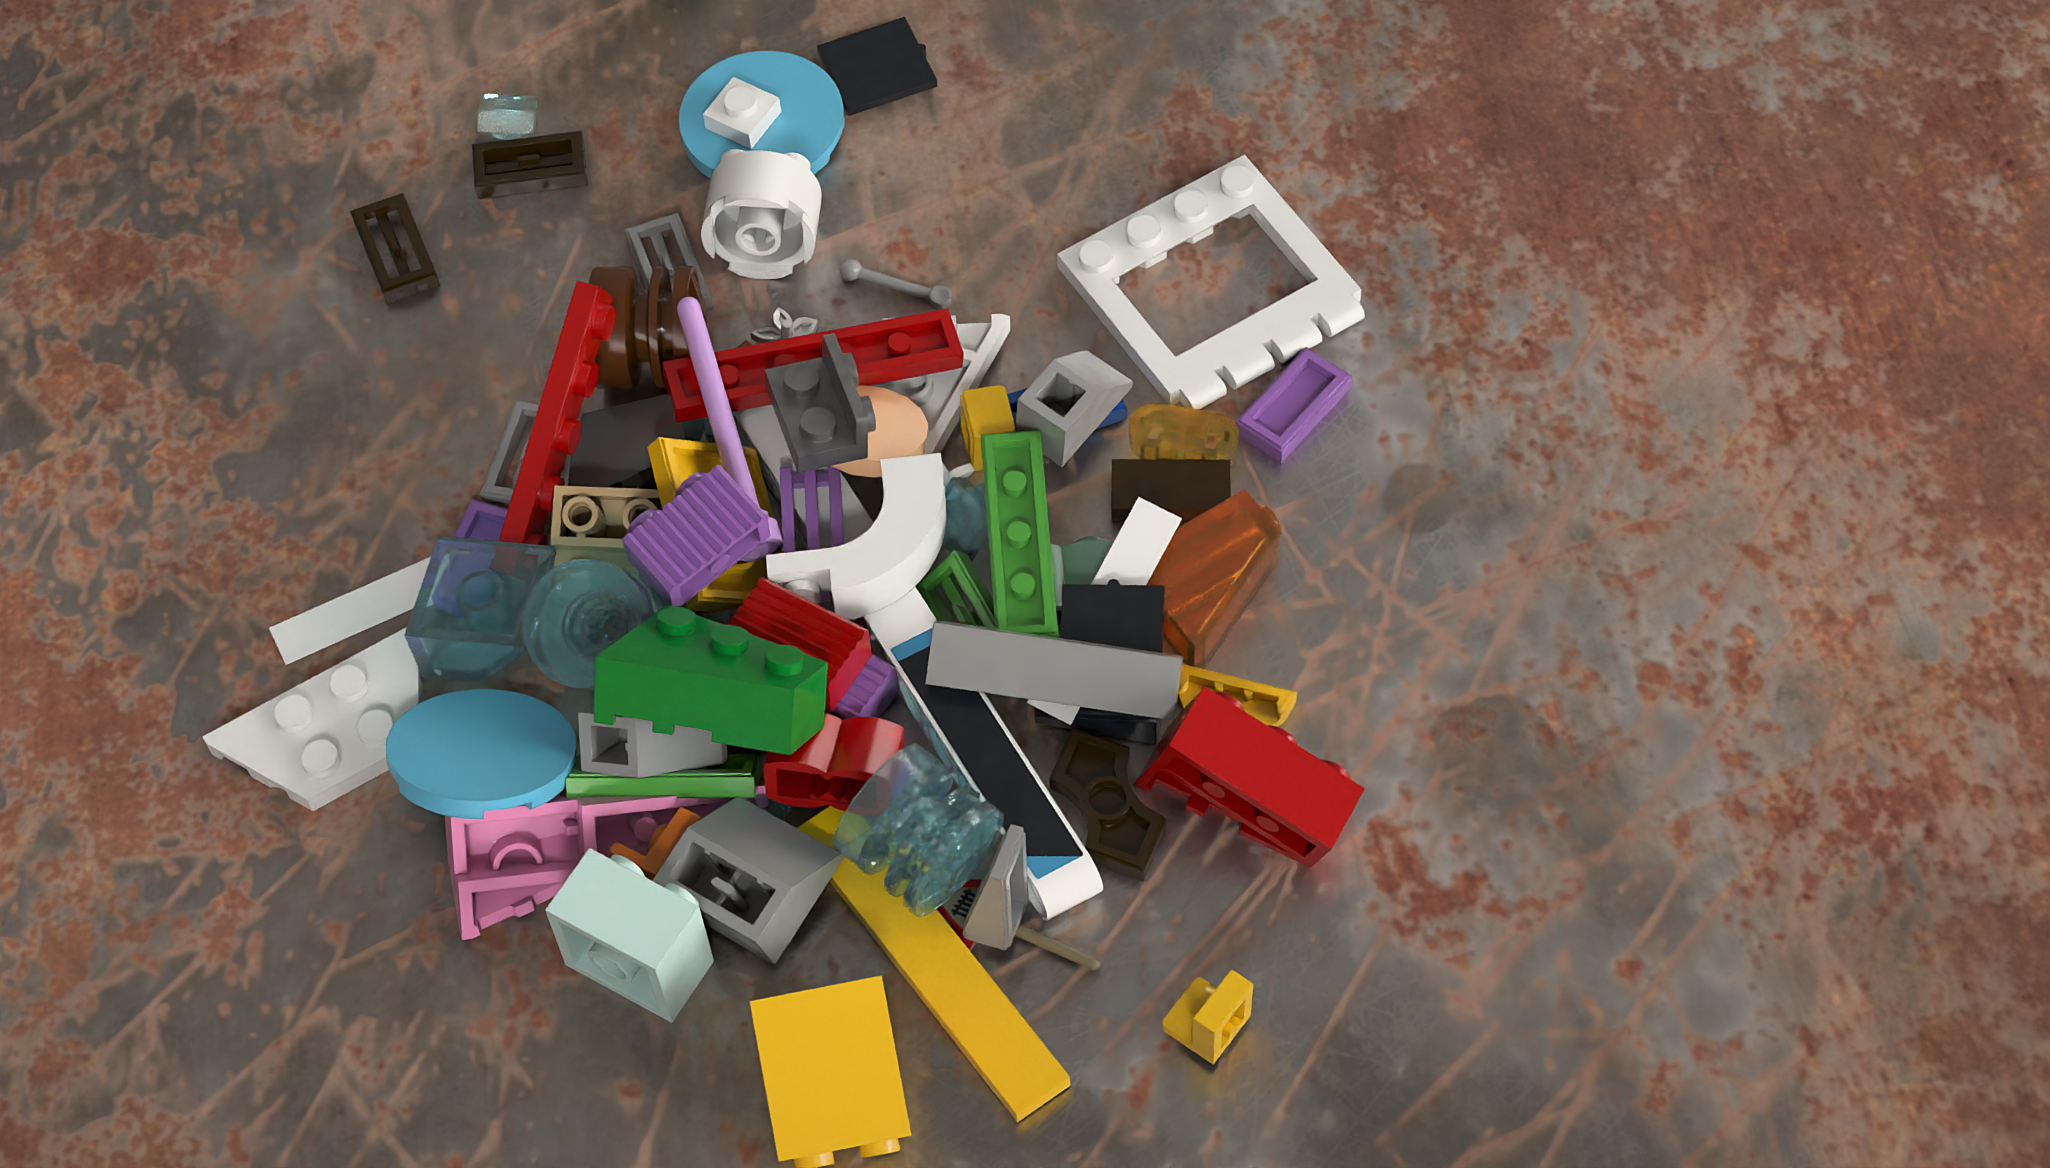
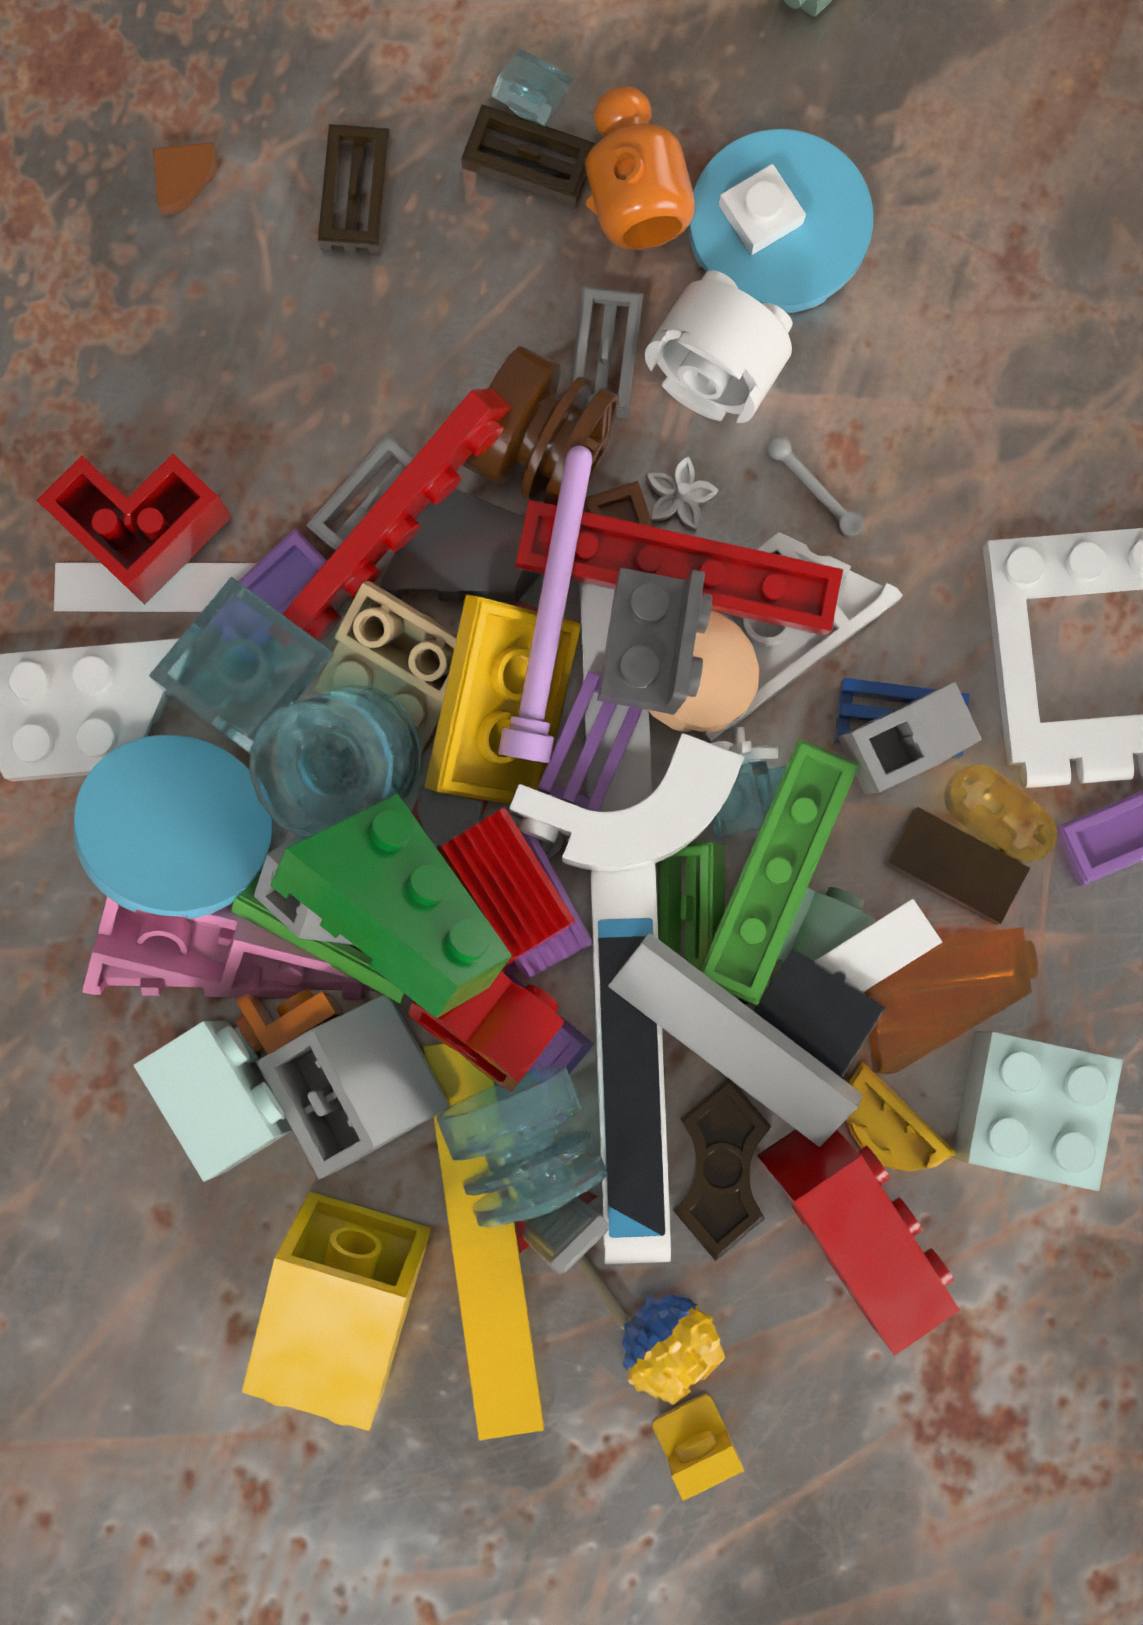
camera: 25 degrees right, 25 degrees up
(240, 299) = (182, 174): none -> dark orange tile
(331, 558) = (138, 536): none -> red brick
(628, 132) = (637, 174): none -> orange piece
(695, 535) = (456, 736): medium lavender brick -> none
(877, 66) = (928, 211): black piece -> none
(983, 412) = (817, 708): yellow slope -> none
(1141, 946) = (670, 1347): none -> yellow piece
(1340, 622) = (1037, 1109): none -> light aqua brick

